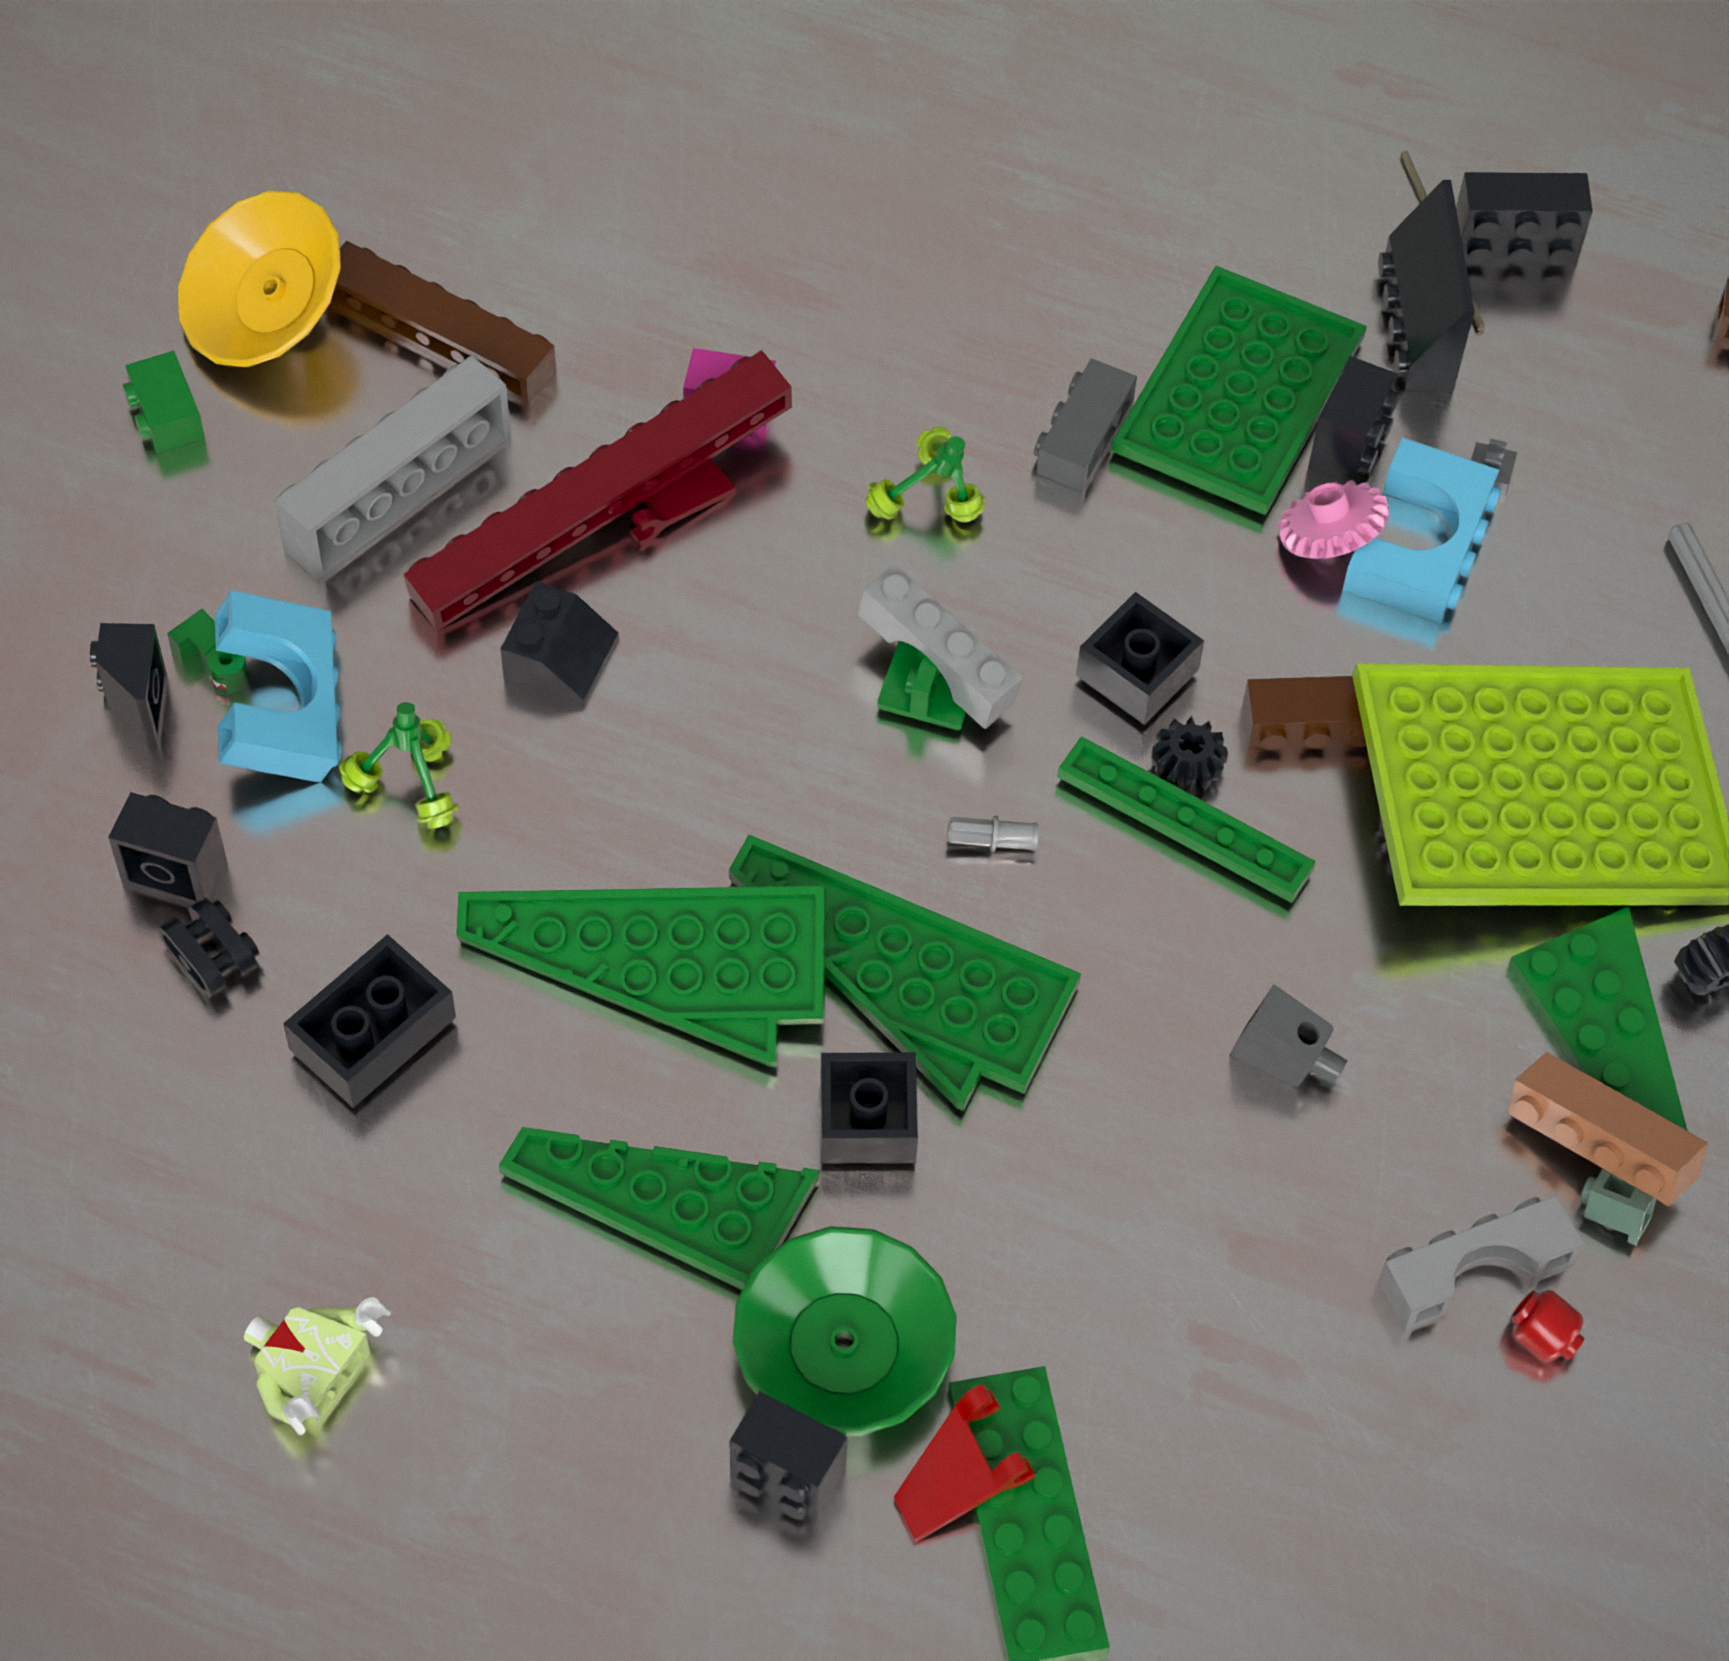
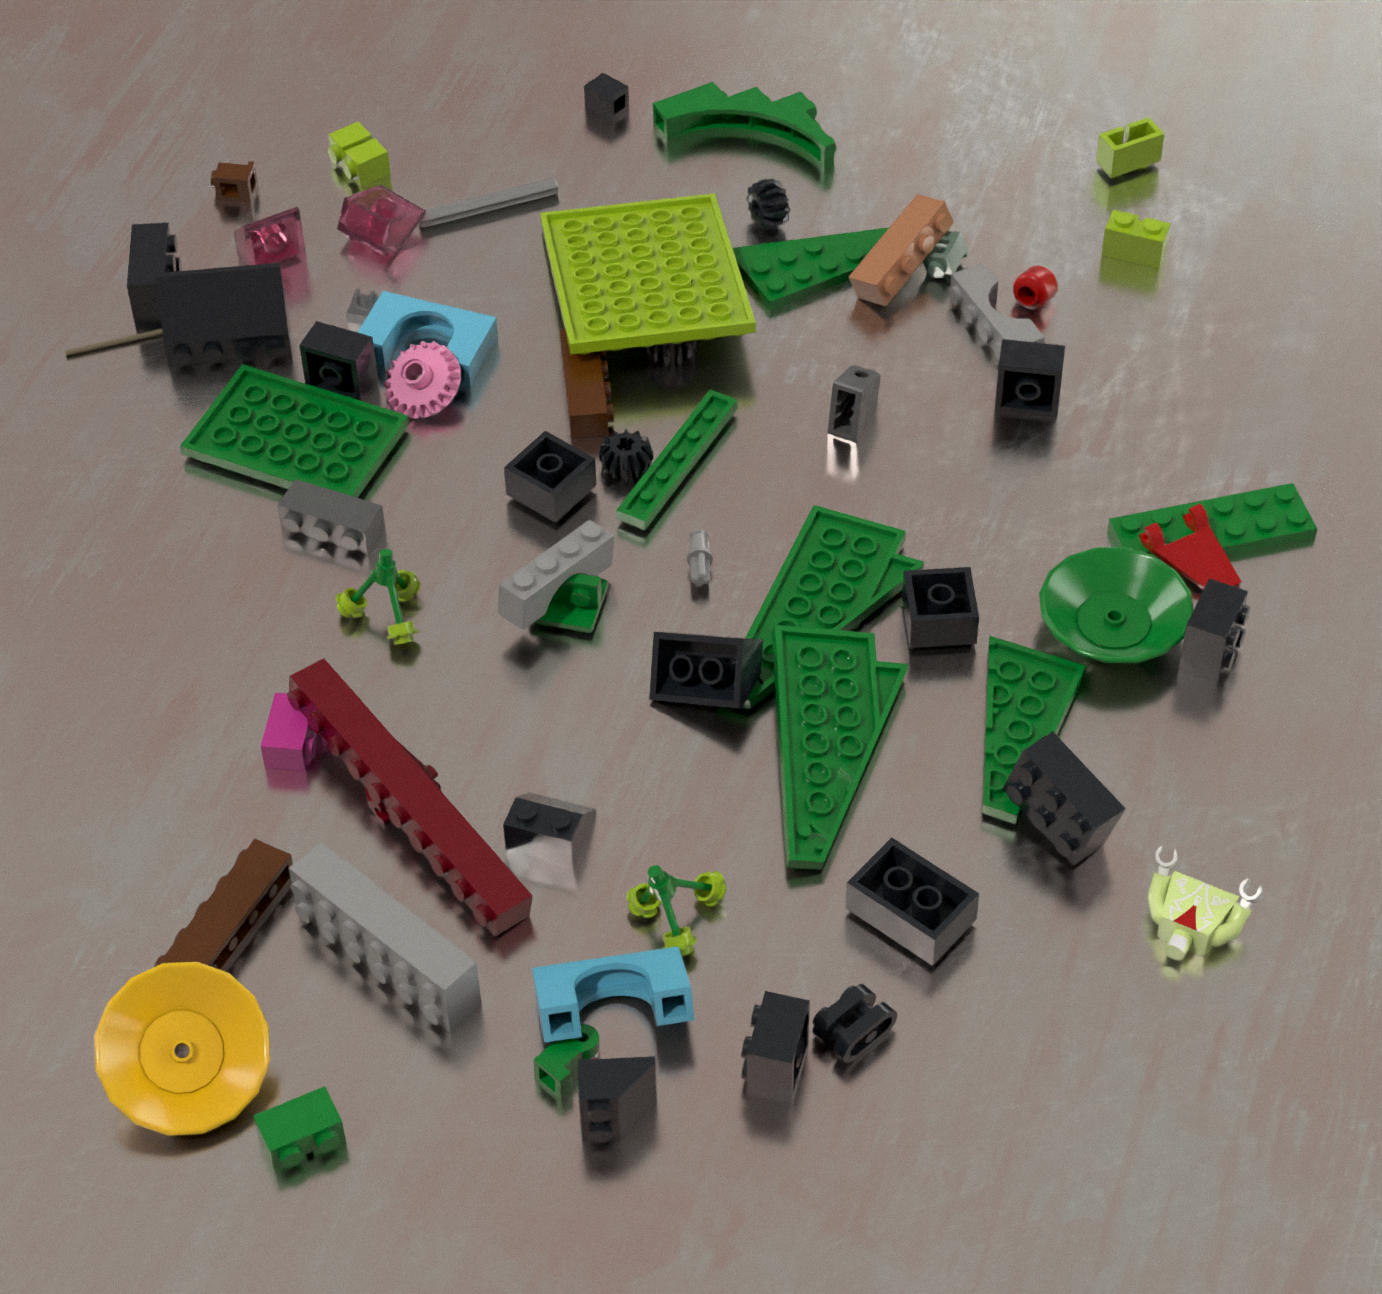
camera: 90 degrees left, 10 degrees down
(488, 1202) = (1063, 798): none -> black brick
(779, 814) = (704, 668): none -> black slope
(1323, 1277) = (1029, 377): none -> black brick
(1610, 348) = (271, 239): none -> clear pink slope
(1663, 474) = (379, 219): none -> clear pink slope
(1667, 1494) = (1136, 240): none -> lime piece

